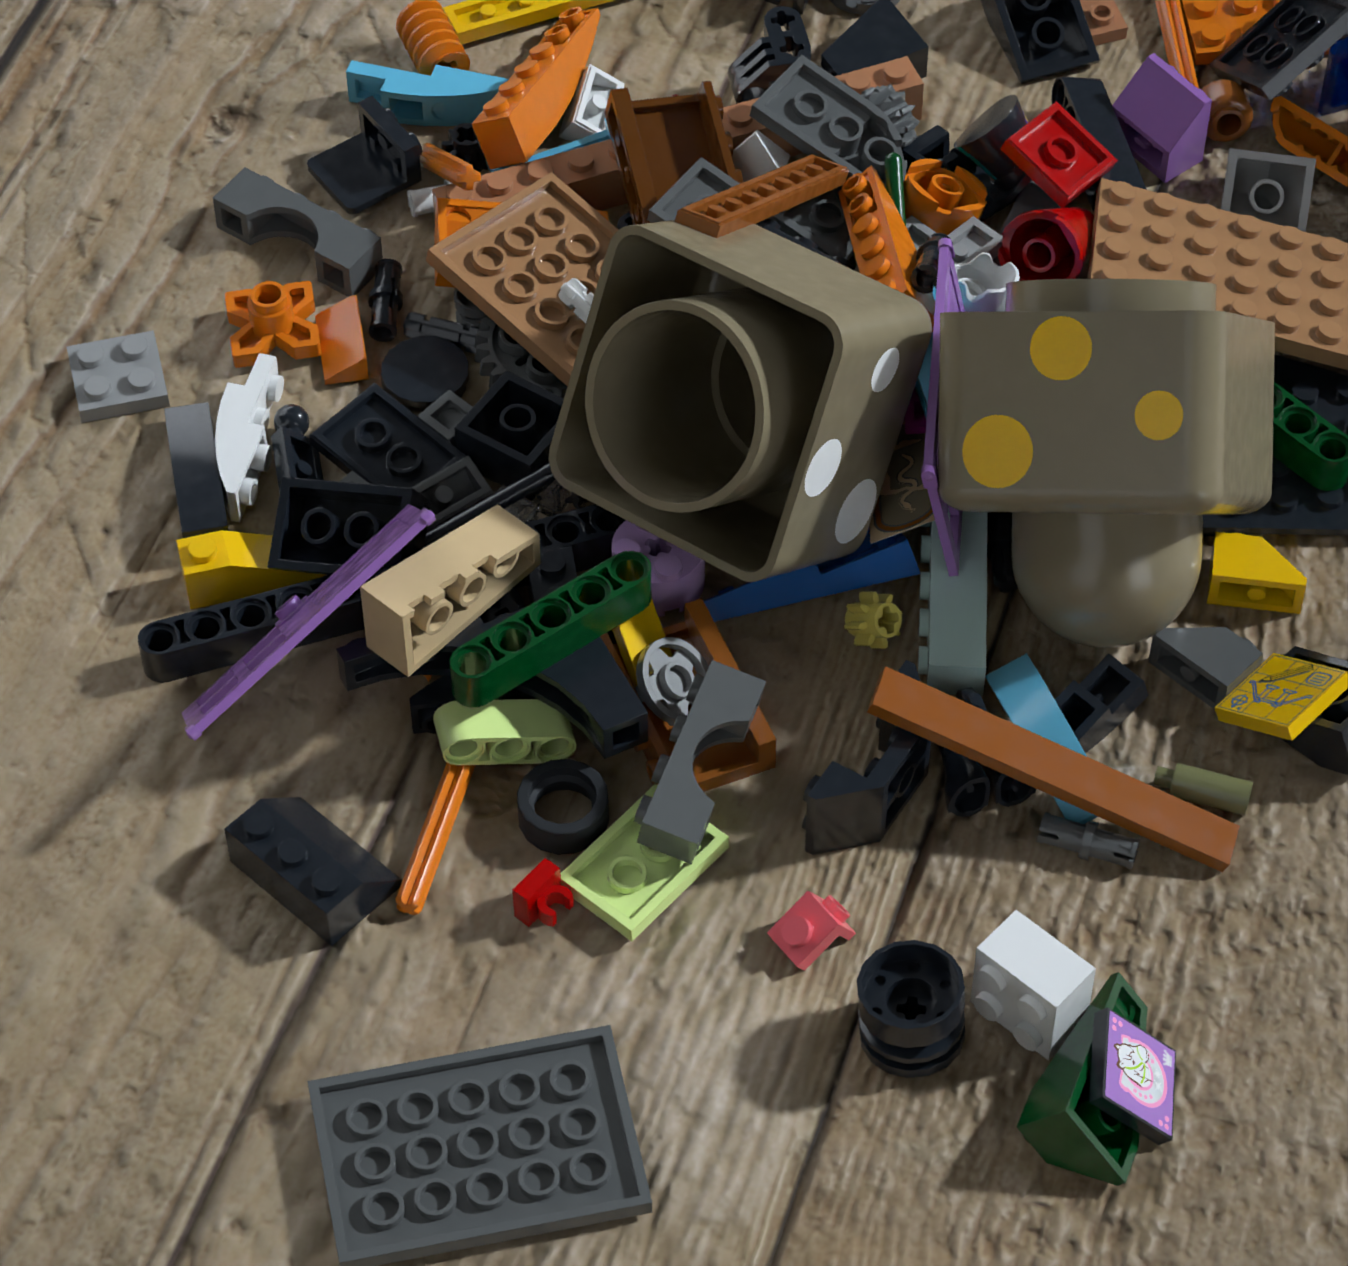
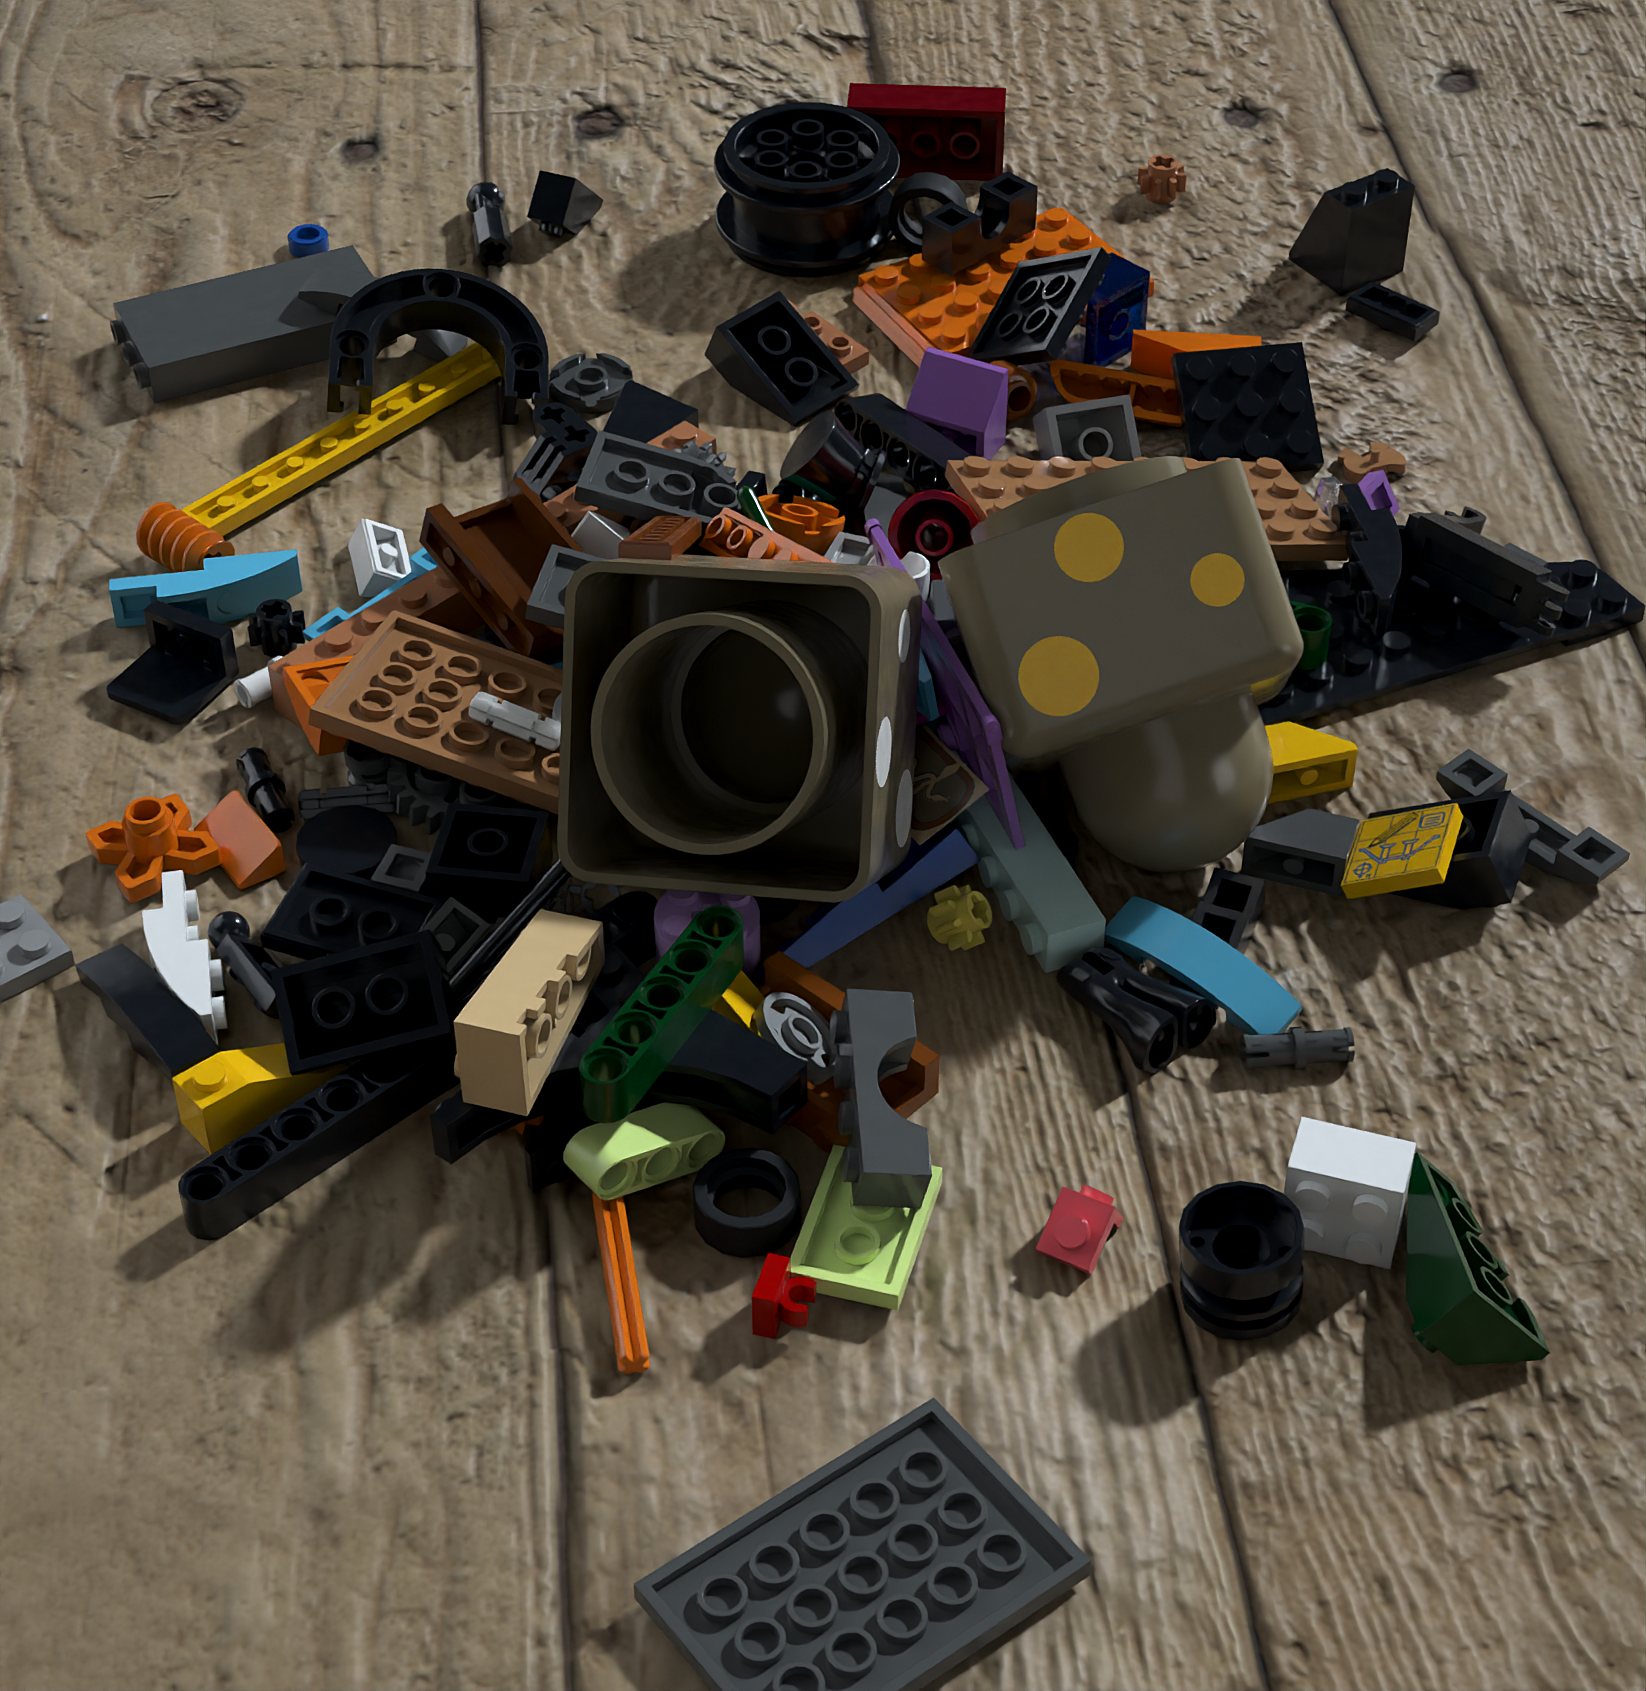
camera: 25 degrees left, 10 degrees down
(260, 209) = (80, 744): dark grey arch -> none
(302, 617) = (384, 1091): medium lavender door -> none
(309, 865) = (499, 1364): black slope -> none
(449, 167) = (280, 638): orange axle -> none
(538, 91) = (325, 553): orange slope -> none
(859, 809) = (1055, 1079): black slope -> none
(925, 273) = (852, 552): black pin -> none
(1053, 769) = (1235, 982): dark orange tile -> none
(1059, 154) = (895, 451): red tile -> none
(1132, 1076) = (1496, 1244): tile -> none
(1206, 787) = (1376, 961): olive cylinder -> none

